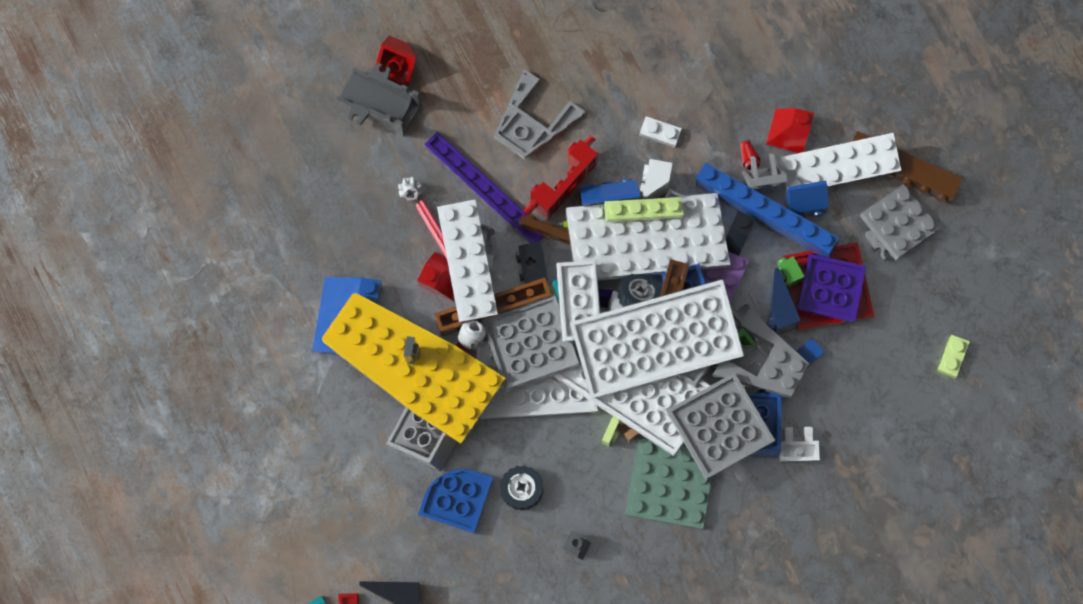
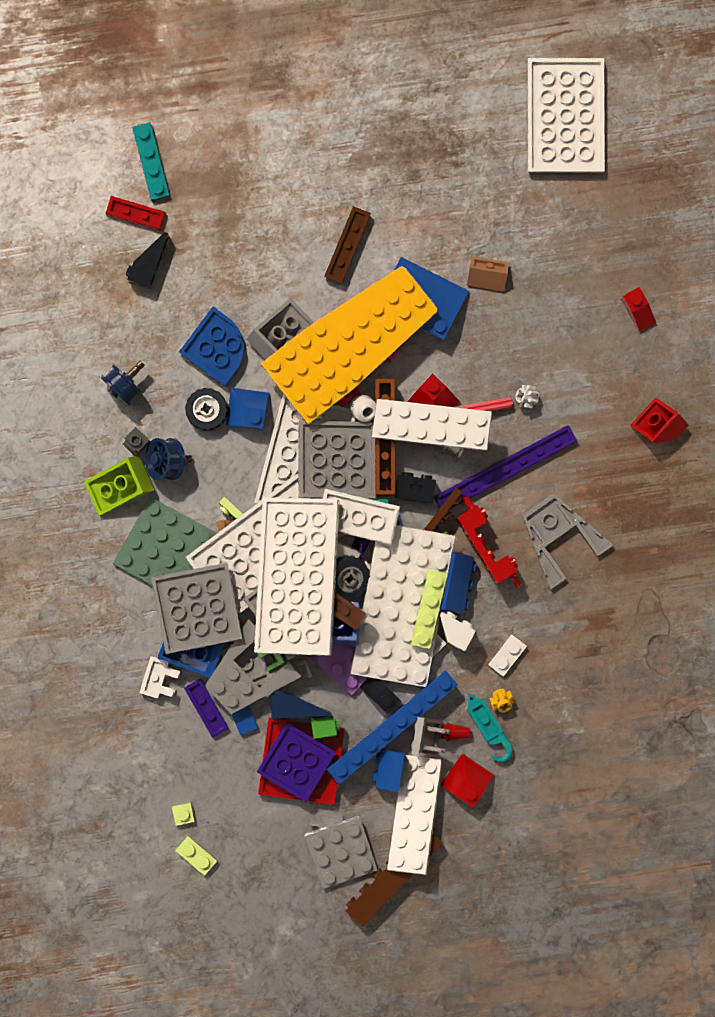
camera: 105 degrees right, 10 degrees up
(126, 240) = (566, 115): none -> white plate
(292, 115) = (638, 309): none -> red slope
(303, 263) = (487, 274): none -> medium nougat panel
(316, 405) = (347, 245): none -> reddish brown plate
(379, 100) = (628, 391): dark grey piece -> none
(412, 350) = (358, 343): plate -> none
(508, 448) = (247, 408): none -> blue slope
(524, 576) = (122, 383): none -> dark blue wheel
(584, 508) = (165, 459): none -> dark blue wheel
(625, 548) = (119, 485): none -> lime slope
(704, 121) = (502, 700): none -> yellow gear
(732, 126) = (489, 726): none -> teal plate
(810, 393) = (206, 708): none -> dark purple tile
(918, 381) = (183, 814): none -> yellowish green plate

